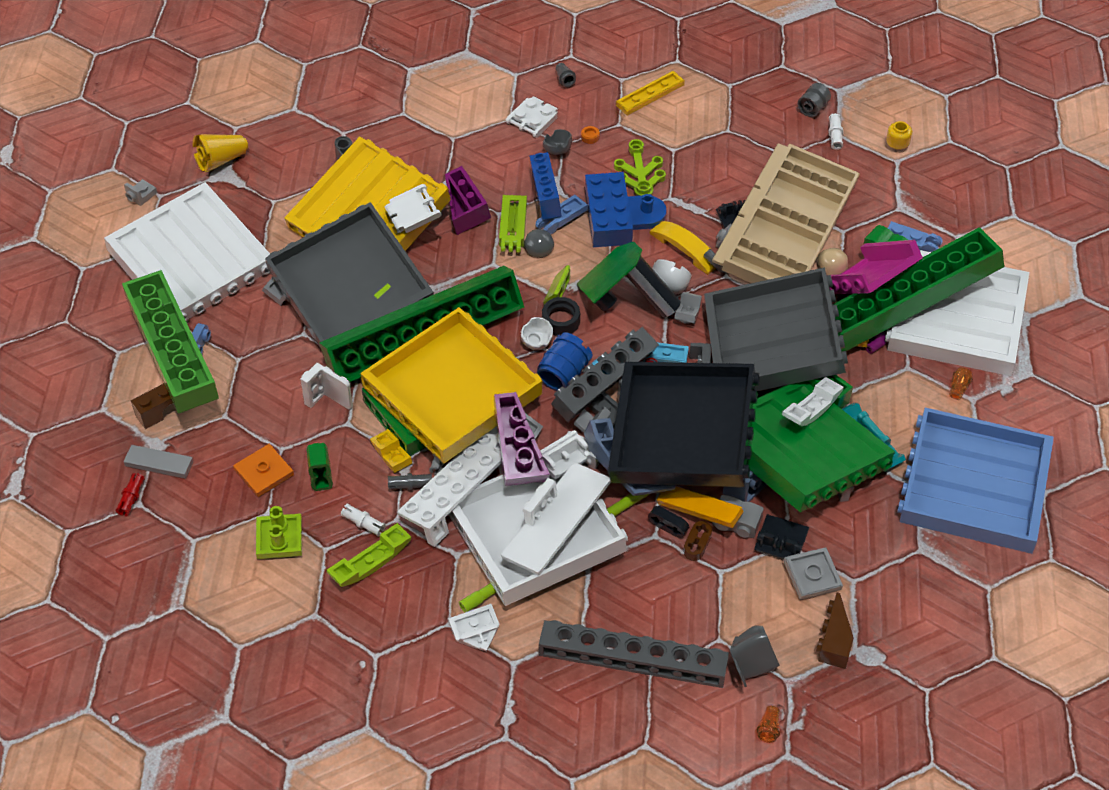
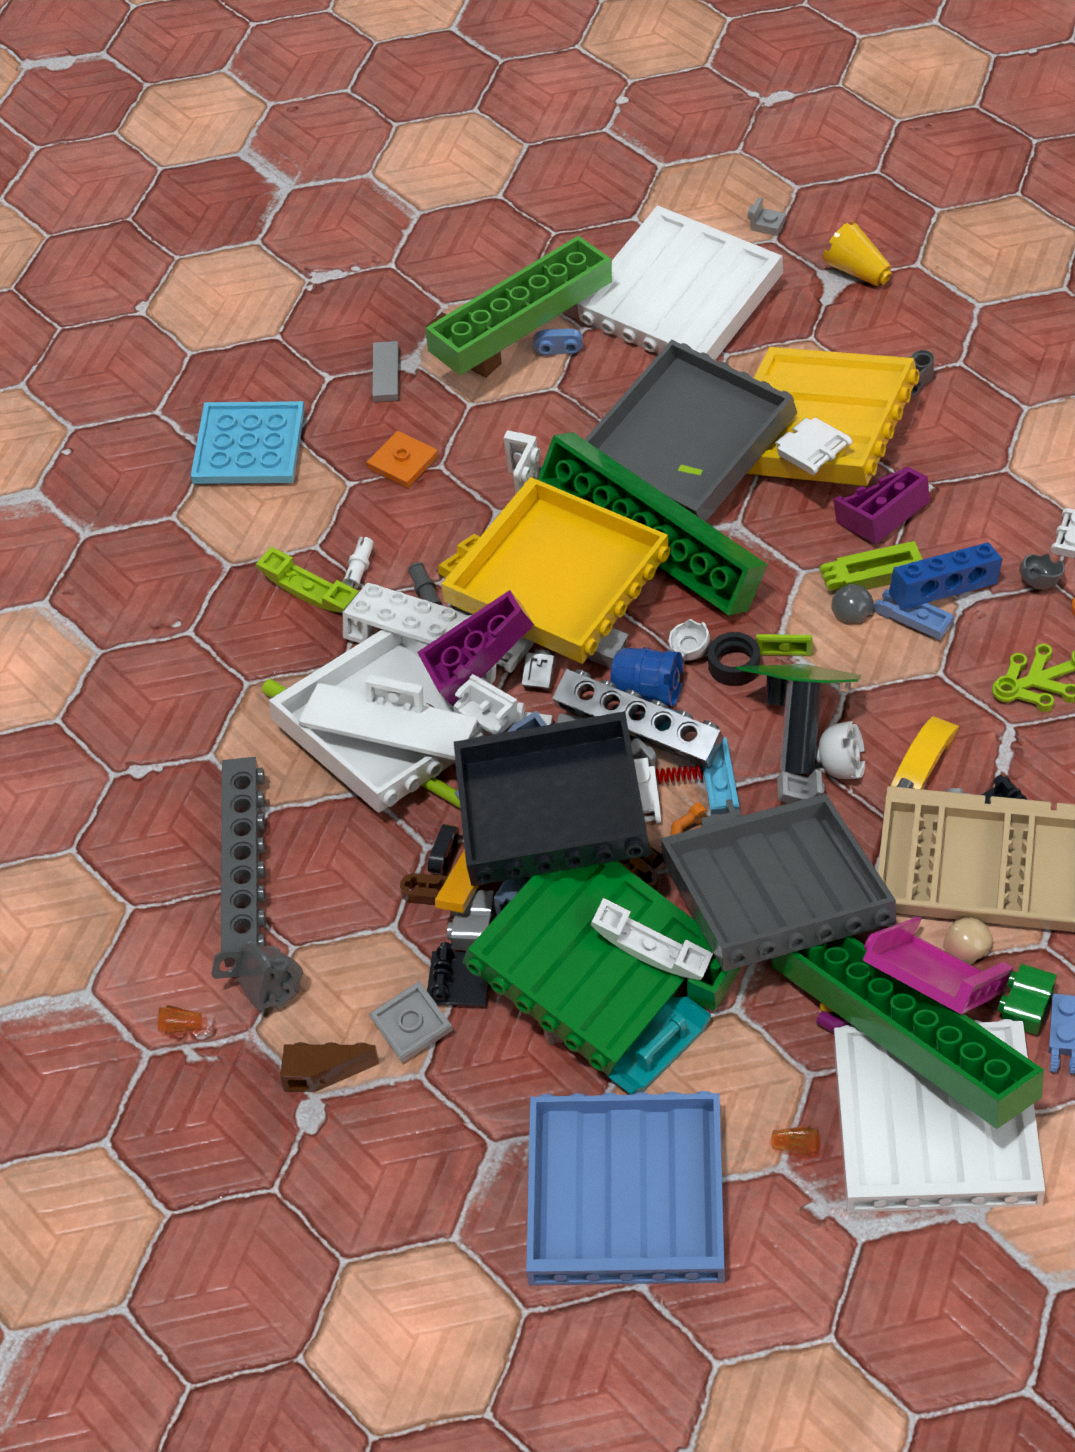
camera: 80 degrees right, 0 degrees up
(130, 494) = (333, 363): red pin -> none
(188, 572) = (248, 442): none -> medium azure plate
(278, 534) = (314, 498): lime plate -> none
(319, 466) = (408, 495): green brick -> none
(475, 627) = (243, 706): white slope -> none
(614, 213) = (949, 668): blue brick -> none

